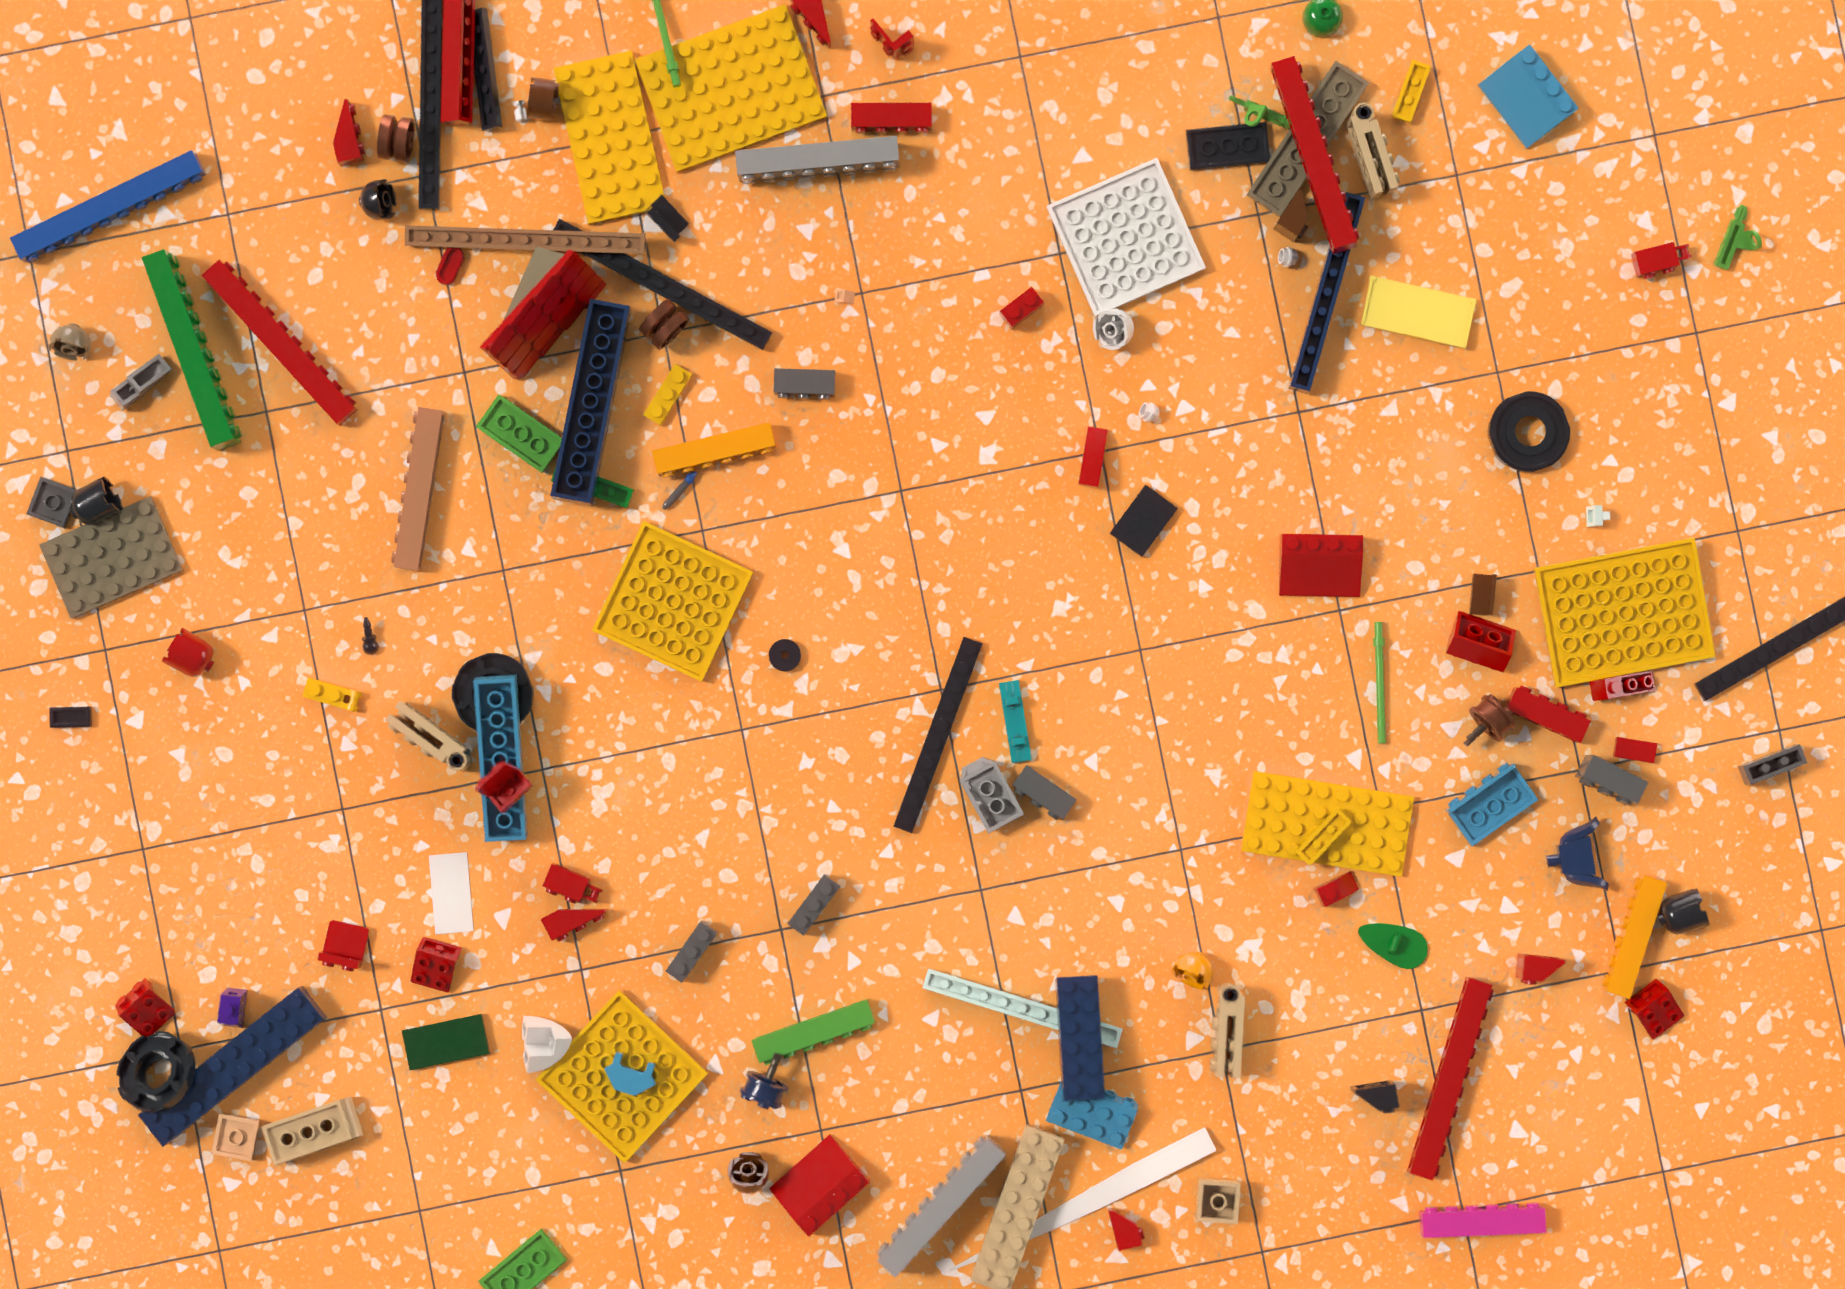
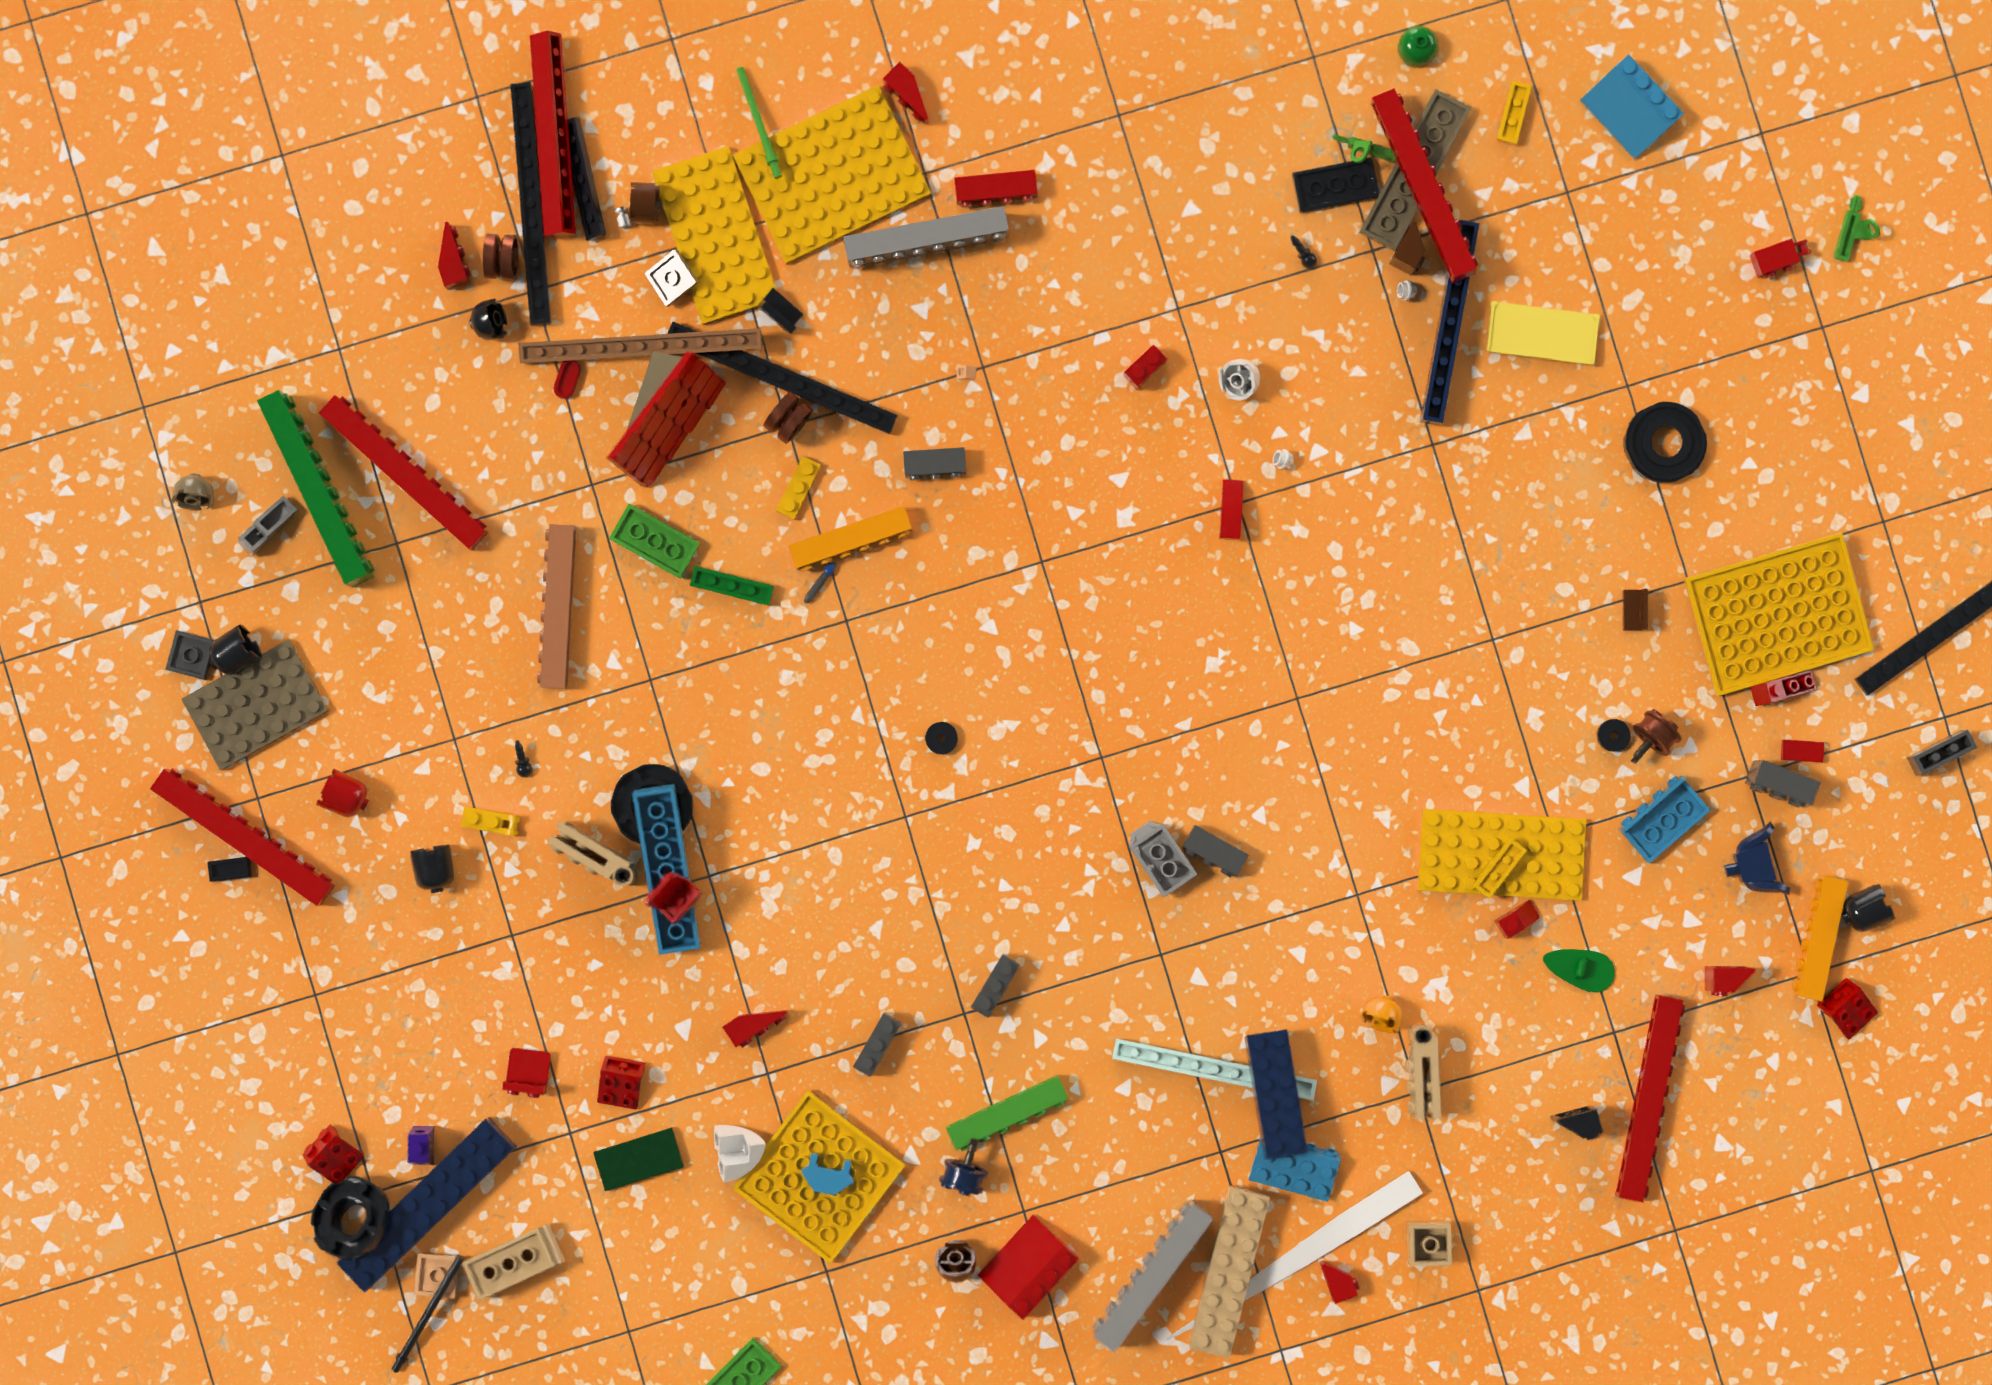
camera: 10 degrees left, 0 degrees up
(86, 686) = (243, 837): none -> red brick
(108, 206) = (217, 352): blue brick -> none
(193, 1215) = (401, 1358): none -> black bar
(270, 735) = (433, 868): none -> black cylinder
(451, 893) = (629, 1009): white sticker -> none
(562, 175) = (671, 277): none -> plate
(569, 884) = (748, 988): red brick -> none
(591, 402) = (722, 503): dark blue brick -> none
(672, 601) = (823, 694): yellow plate -> none
(899, 47) = (992, 119): red bracket -> none
(937, 734) = (1102, 803): black plate -> none
(1015, 721) = (1178, 782): teal hinge -> none
(1125, 237) = (1242, 286): white plate -> none
(1143, 521) = (1288, 568): black tile -> none
(1193, 216) = (1307, 258): none -> black bar
(1320, 565) = (1469, 596): red slope -> none
(1363, 127) = (1480, 177): tan hinge -> none
(1379, 642) = (1535, 668): bright green bar -> none
(1456, 710) = (1619, 728): none -> black piece
(1481, 641) = (1638, 657): red slope -> none
(1482, 1221) = (1696, 1238): dark pink brick -> none
(1548, 715) = (1712, 724): red brick -> none
(1596, 516) = (1740, 520): light aqua tile -> none

